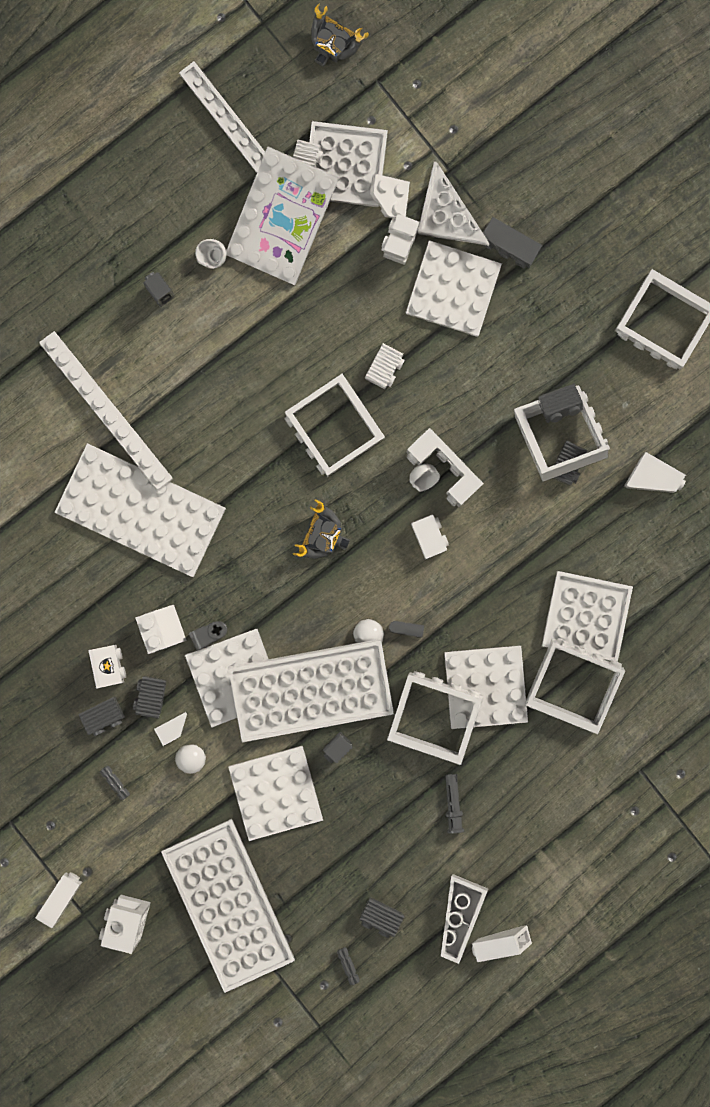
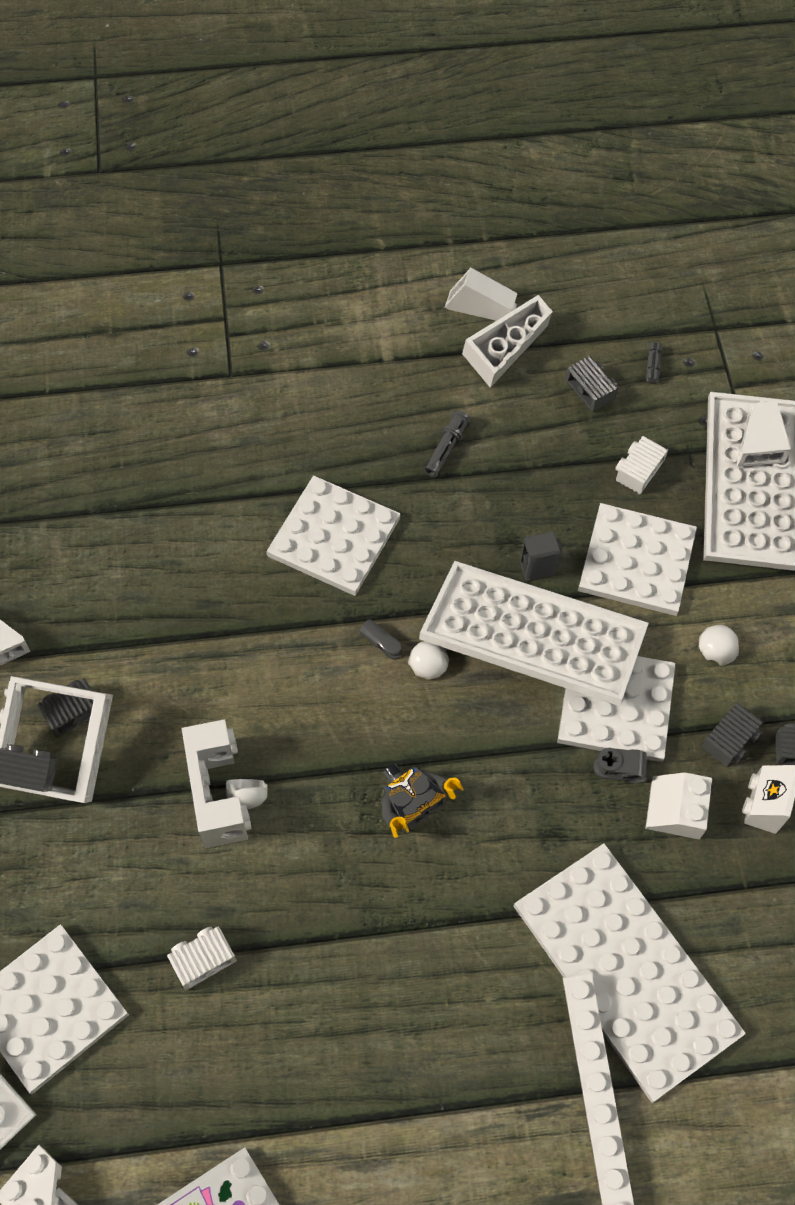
camera: 150 degrees left, 25 degrees down
(171, 730) = (725, 688): white tile -> none
(238, 939) = (764, 436): none -> white slope
(310, 868) = (641, 464): none -> white brick
(311, 450) = (318, 974): white window -> none
(401, 237) = (62, 1114): white brick -> none
(423, 746) = (437, 505): white window -> none
(429, 536) = (287, 721): white brick -> none
(565, 715) = (226, 440): white window -> none
(588, 614) = (173, 540): white plate -> none

